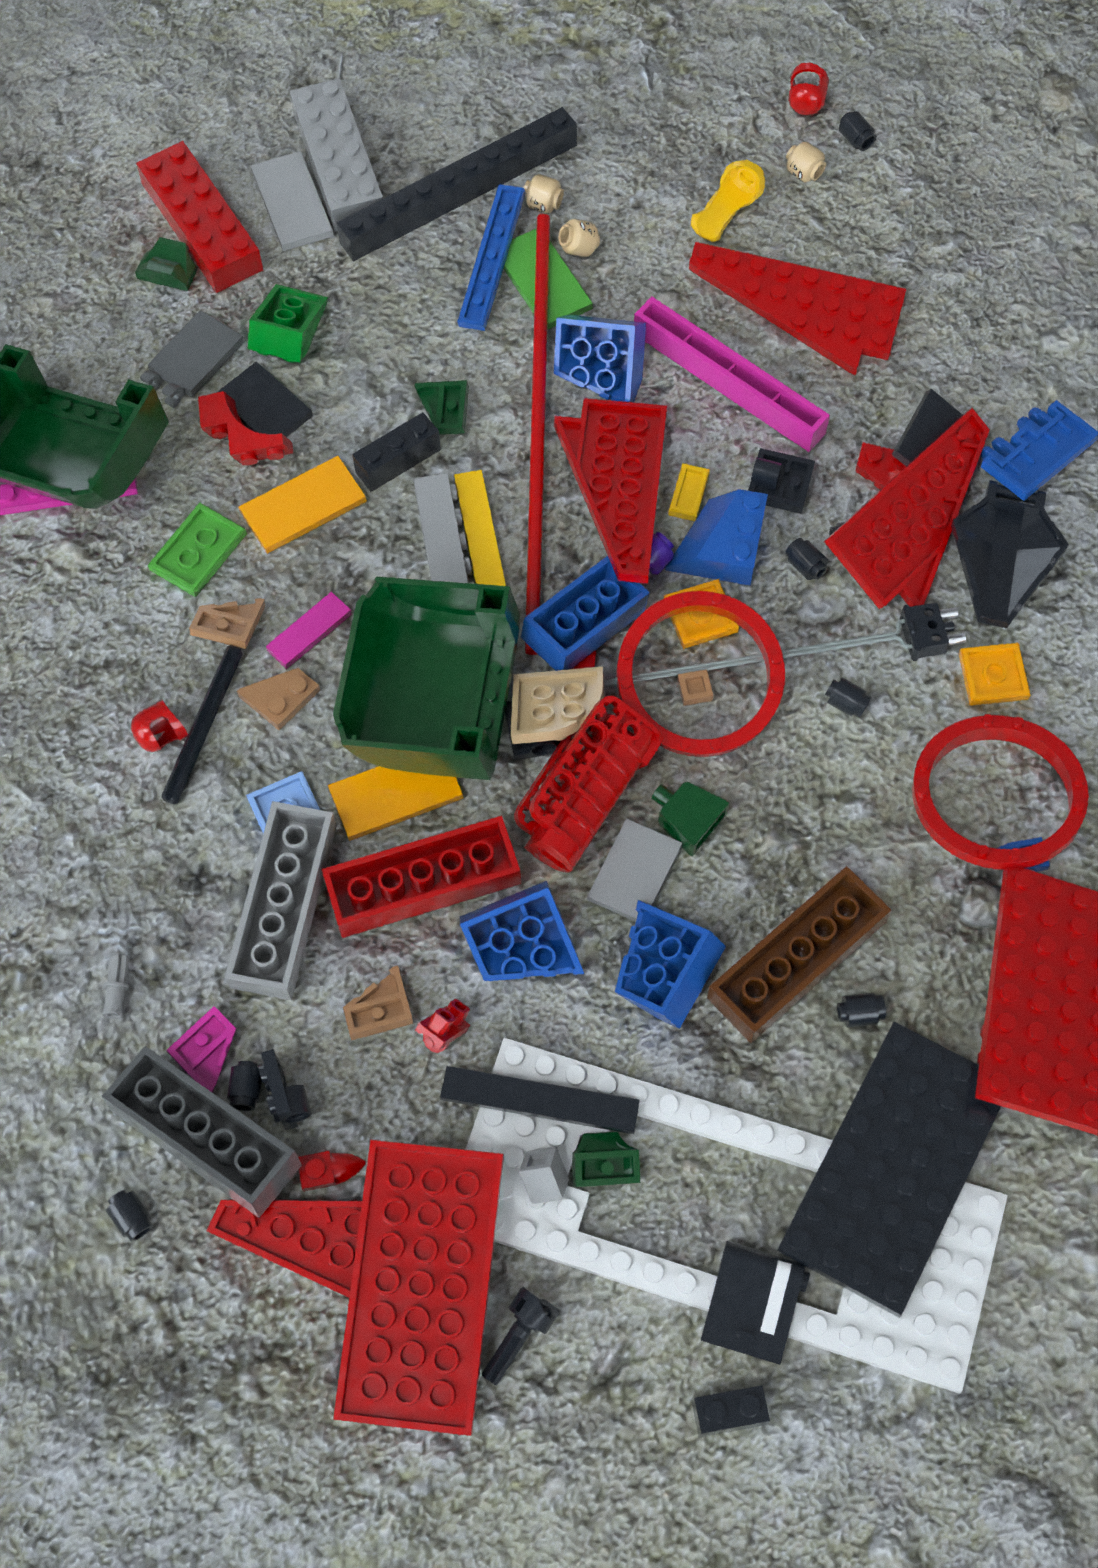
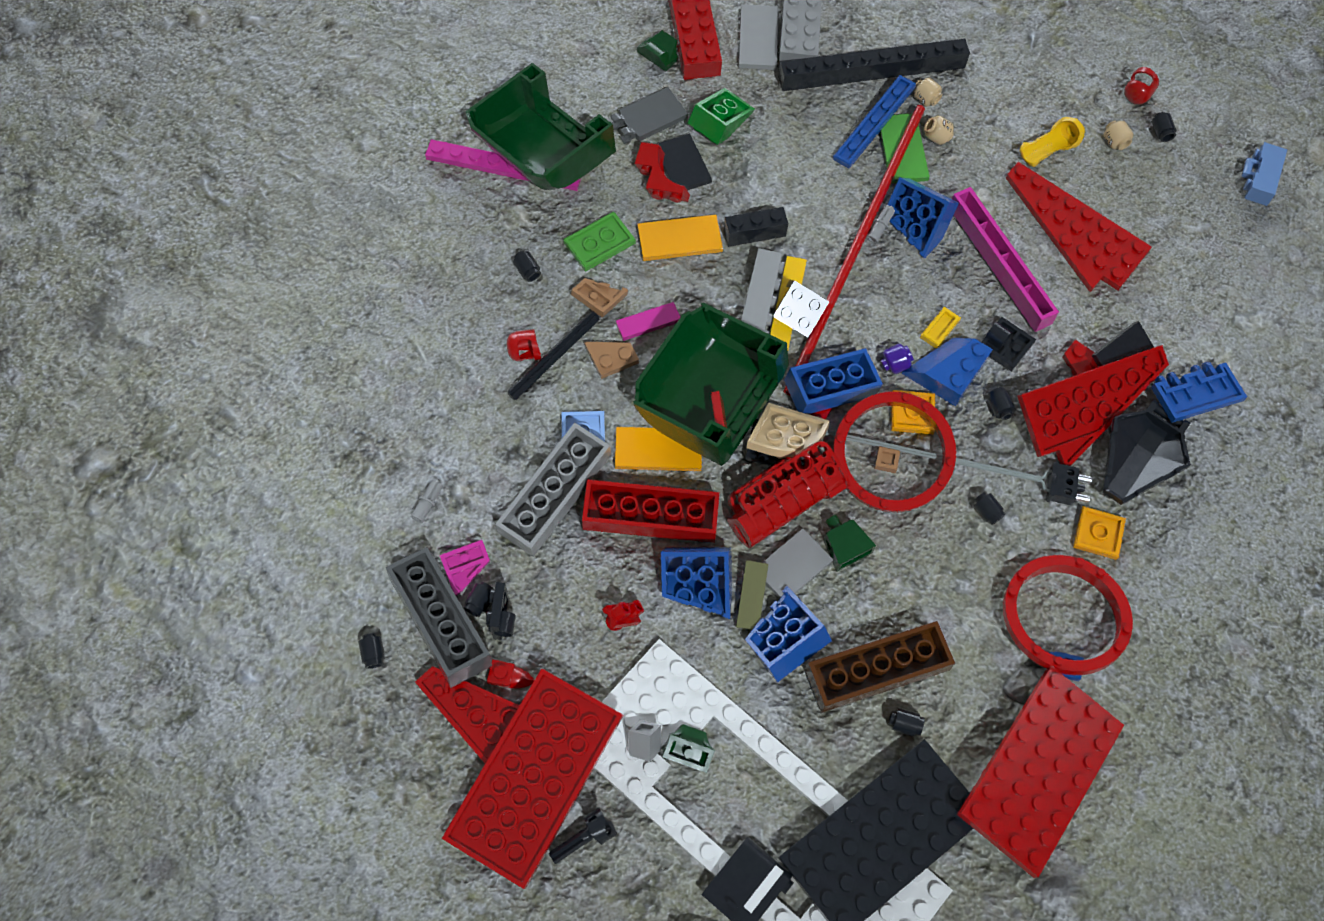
camera: 20 degrees right, 0 degrees up
(114, 619) = (527, 266): none -> black brick
(379, 1008) = (586, 585): medium nougat wing -> none
(445, 404) = (801, 207): dark green wing -> none
(454, 707) = (718, 408): none -> red tile
(502, 535) = (800, 308): none -> bracket
(540, 1100) = (664, 690): black tile -> none
(557, 387) = (880, 224): none -> light grey axle
(599, 930) = (752, 595): none -> olive tile
(617, 467) = (897, 293): red wing -> none
(1006, 153) = (1263, 182): none -> medium blue piece

